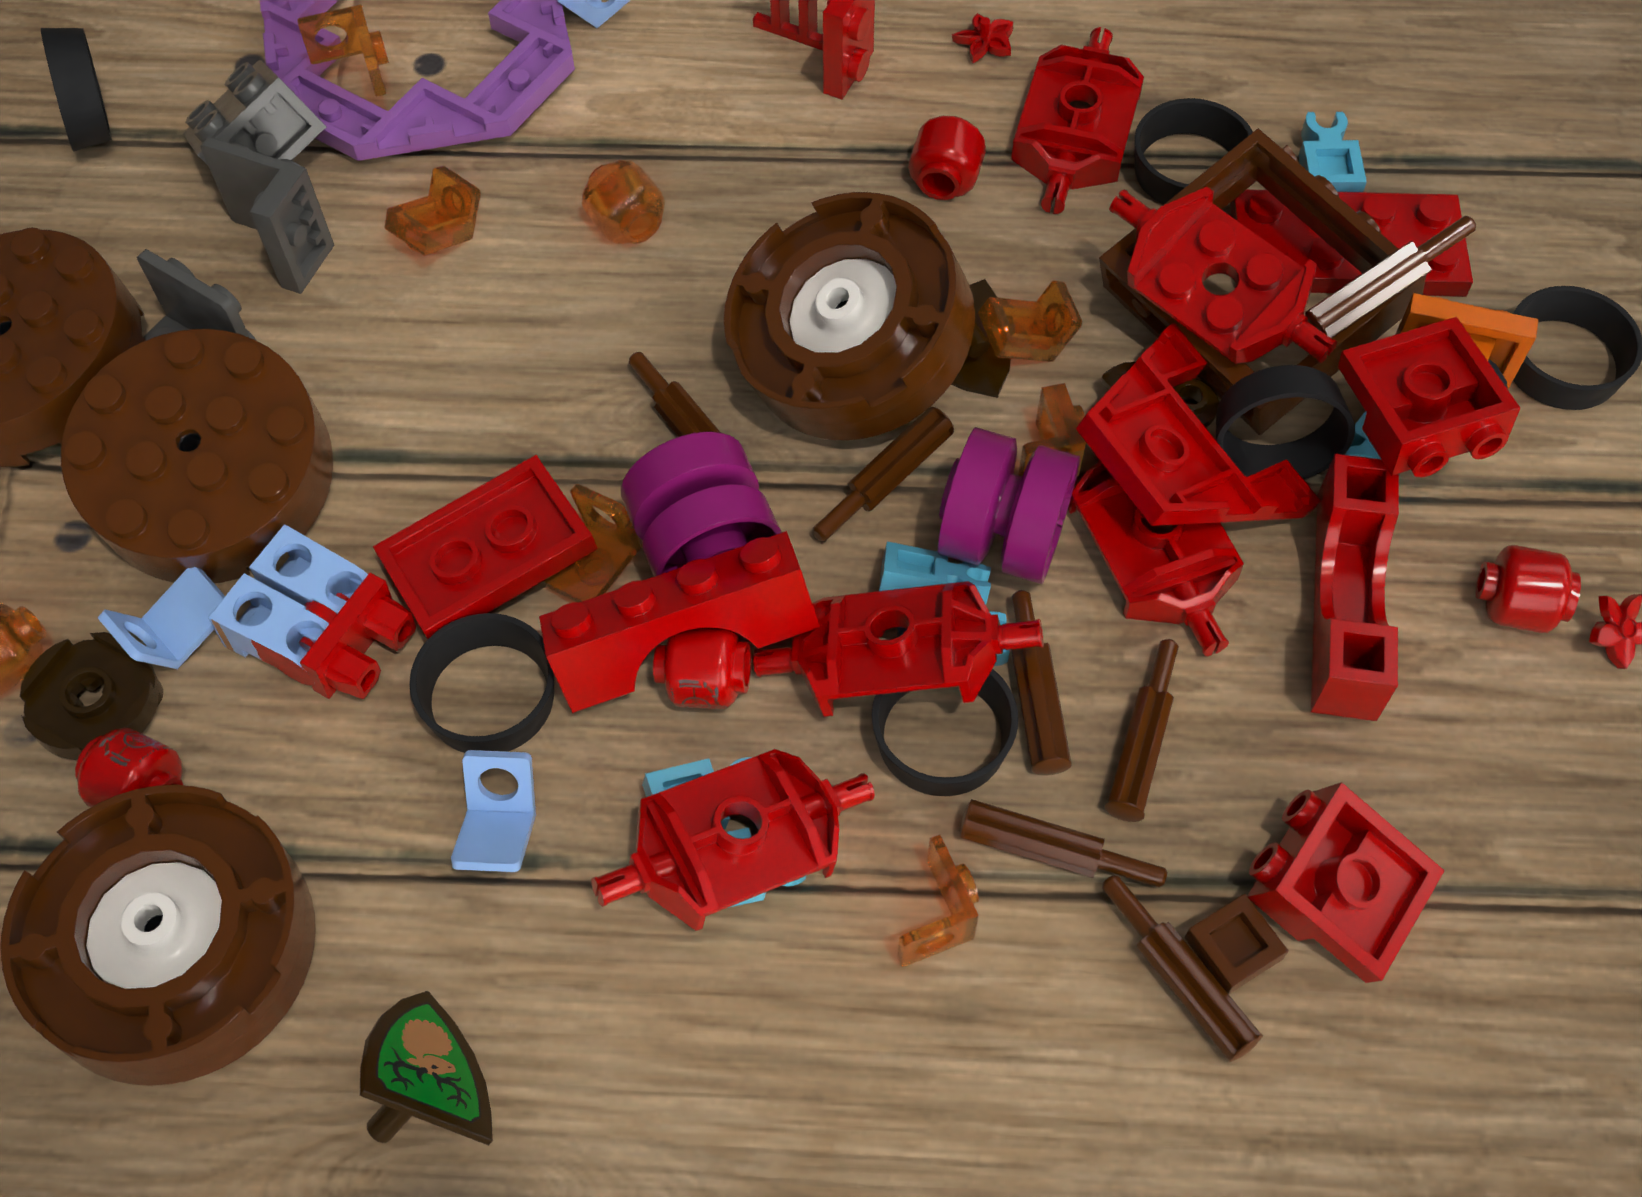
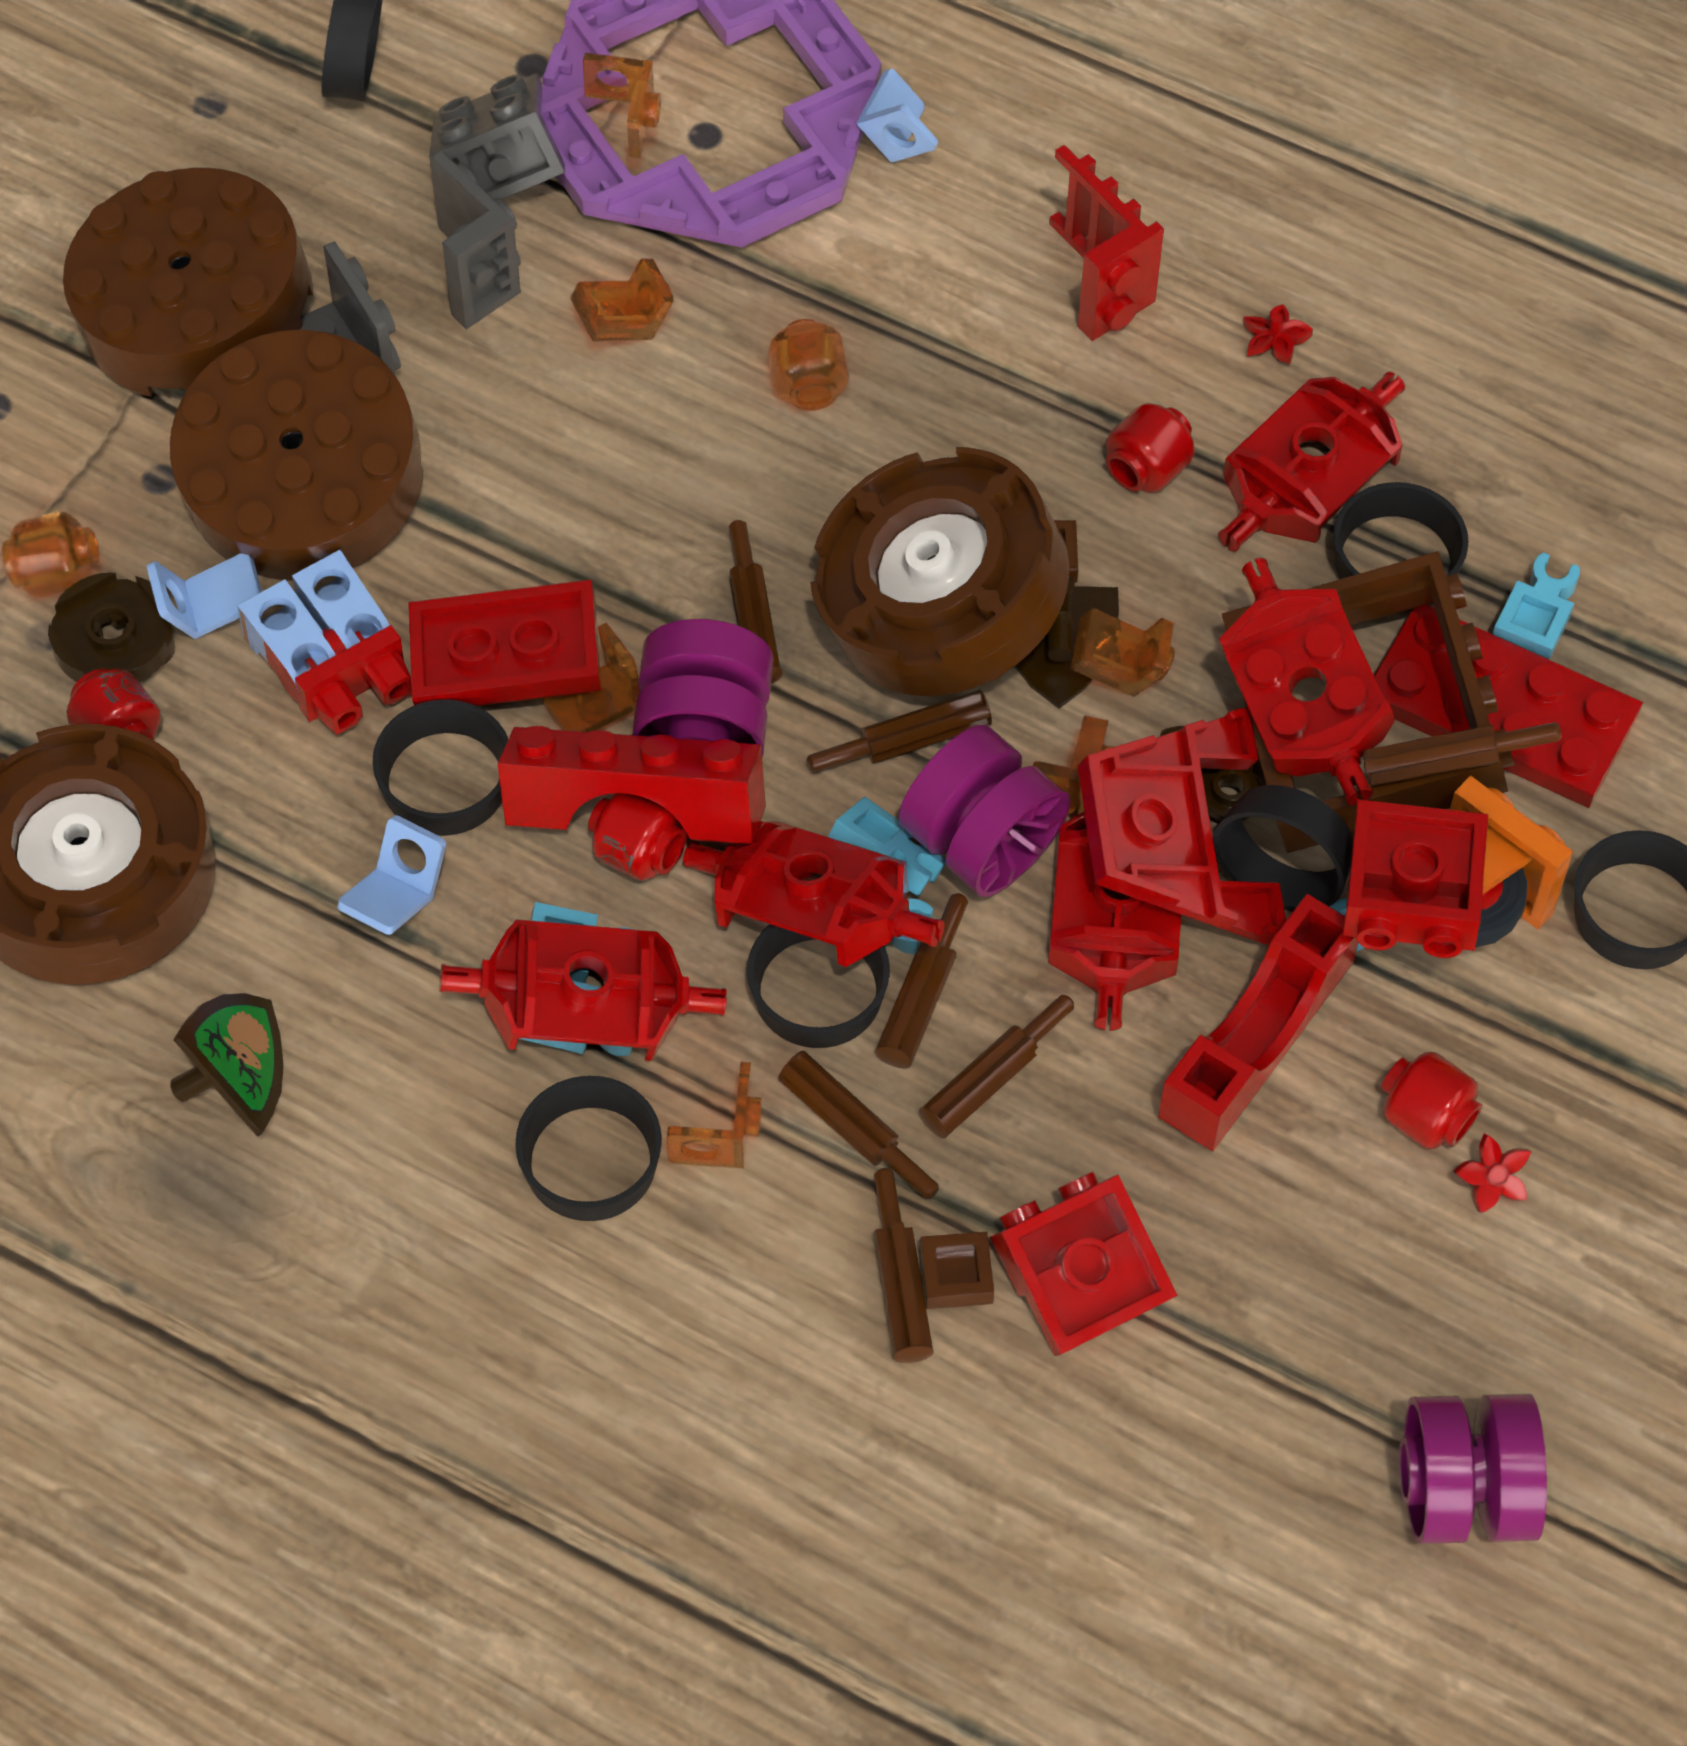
camera: 25 degrees right, 0 degrees up
(827, 928) = (579, 1094): none -> black tyre

